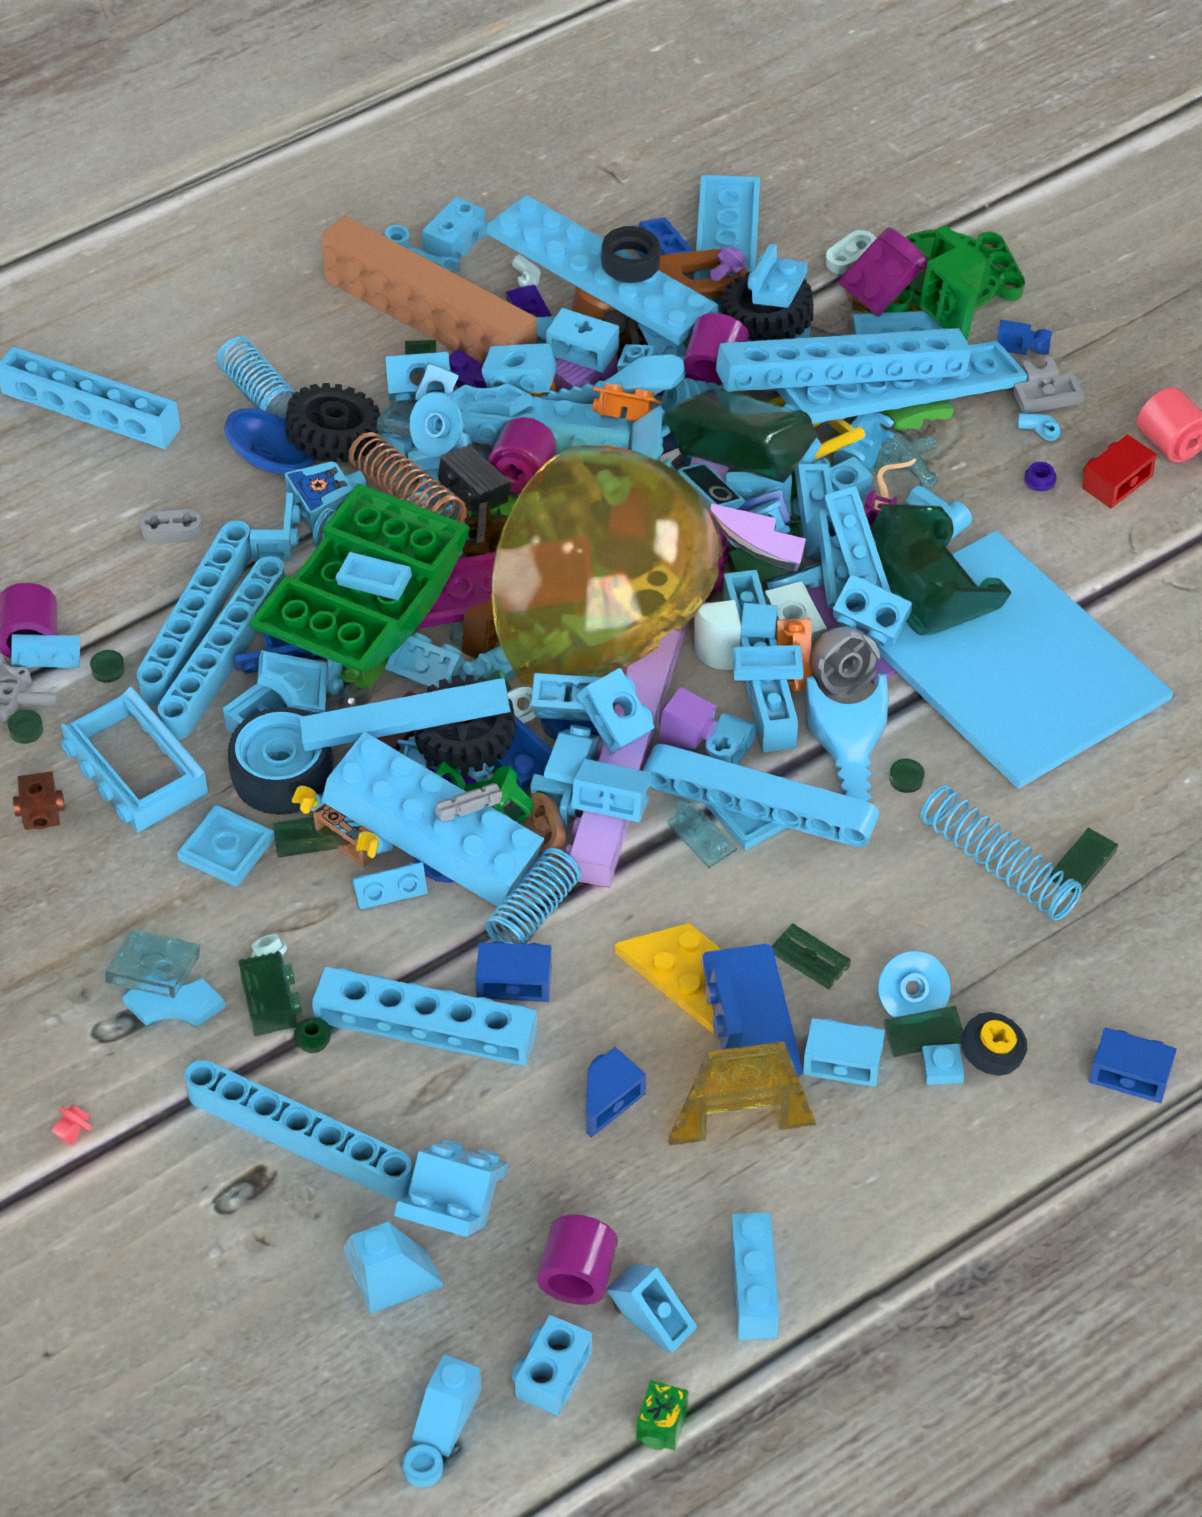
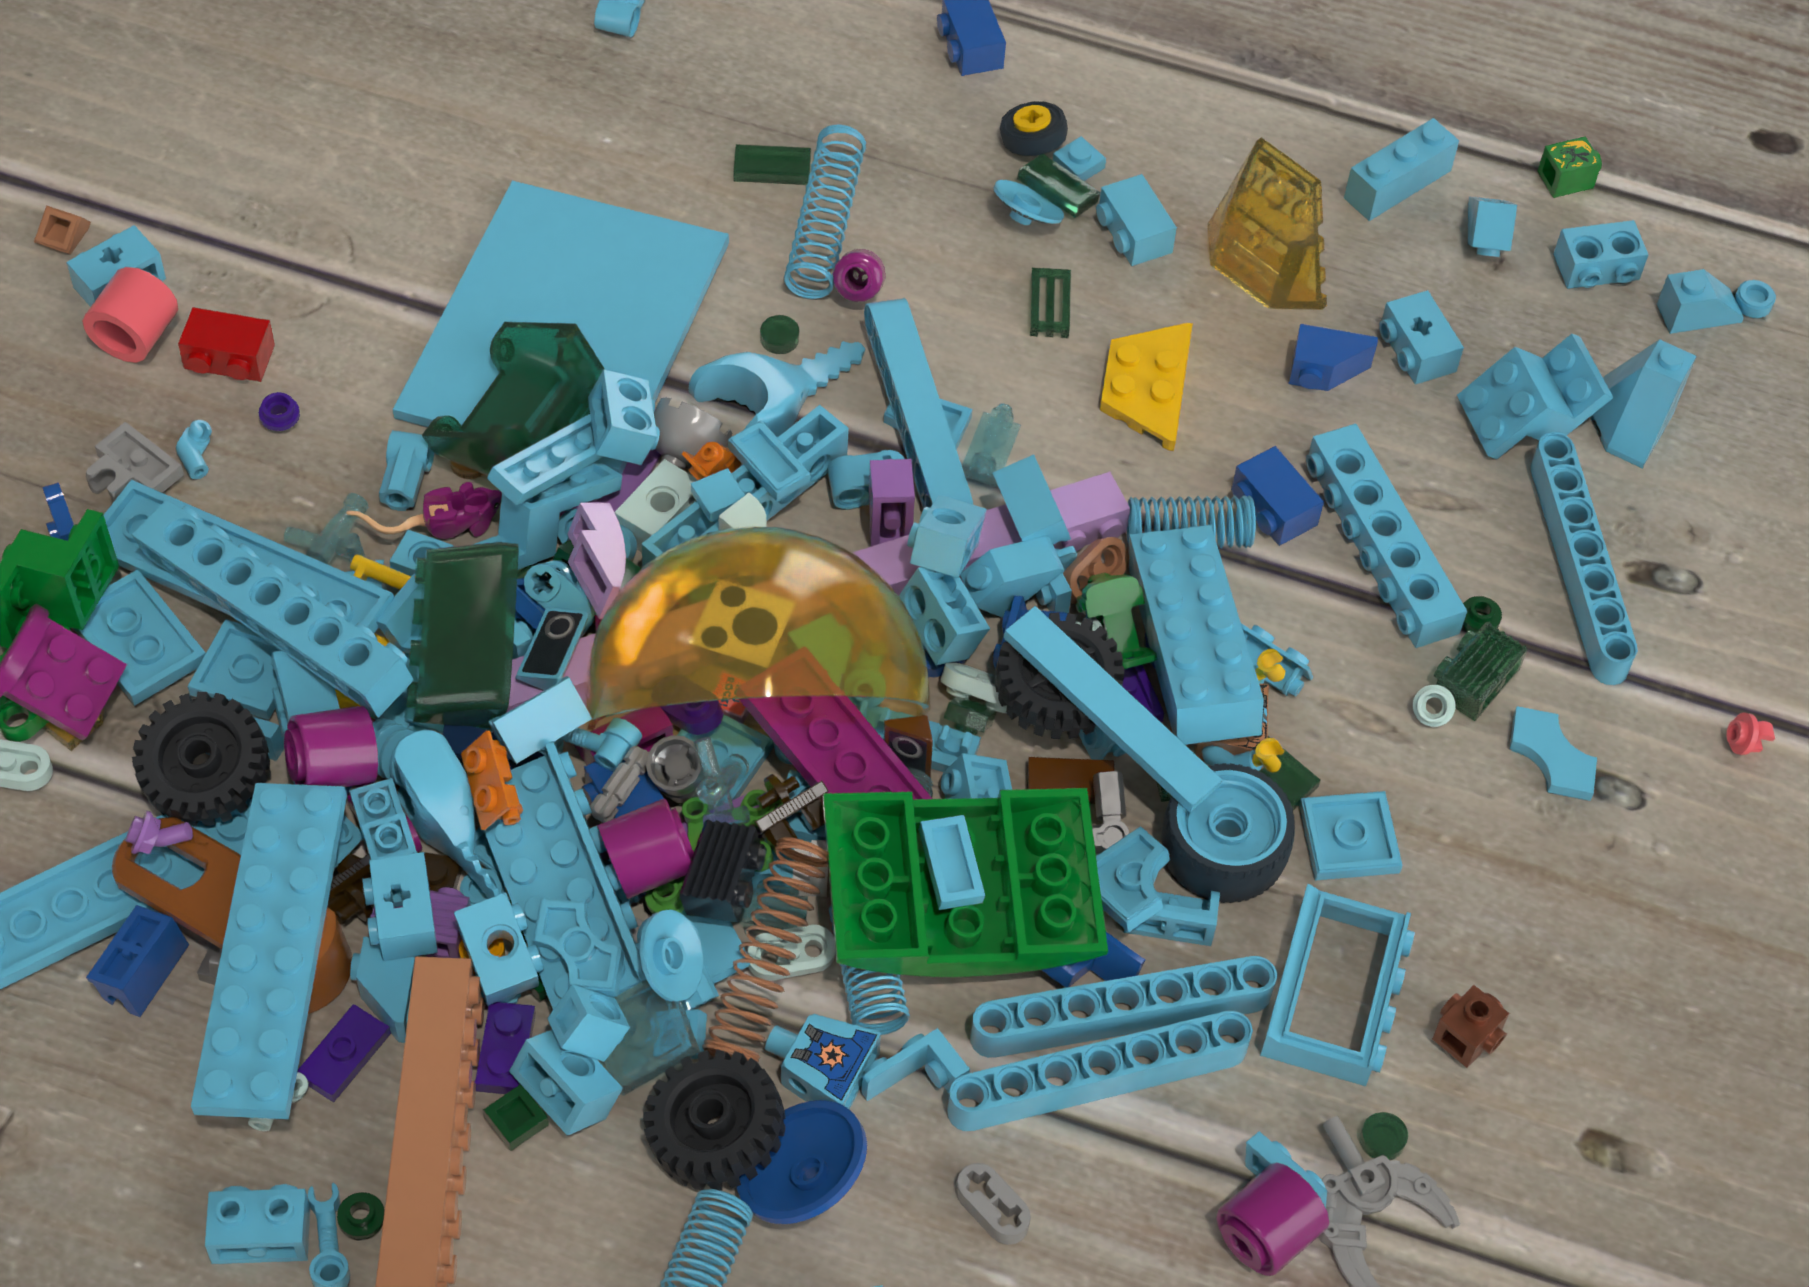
camera: 130 degrees left, 5 degrees up
(107, 666) = (1236, 1119): clear green tile -> none
(152, 963) = (1540, 788): clear light blue plate -> none
(468, 802) = (1172, 580): light grey axle -> none
(577, 1168) = (1421, 337): none -> medium azure brick
(577, 1259) = (1509, 276): magenta piece -> none
(630, 269) = (243, 863): black tyre -> none
(748, 999) = (1160, 297): blue bracket -> none
(776, 279) = (172, 741): medium azure bracket -> none
(917, 834) = (854, 287): none -> magenta head

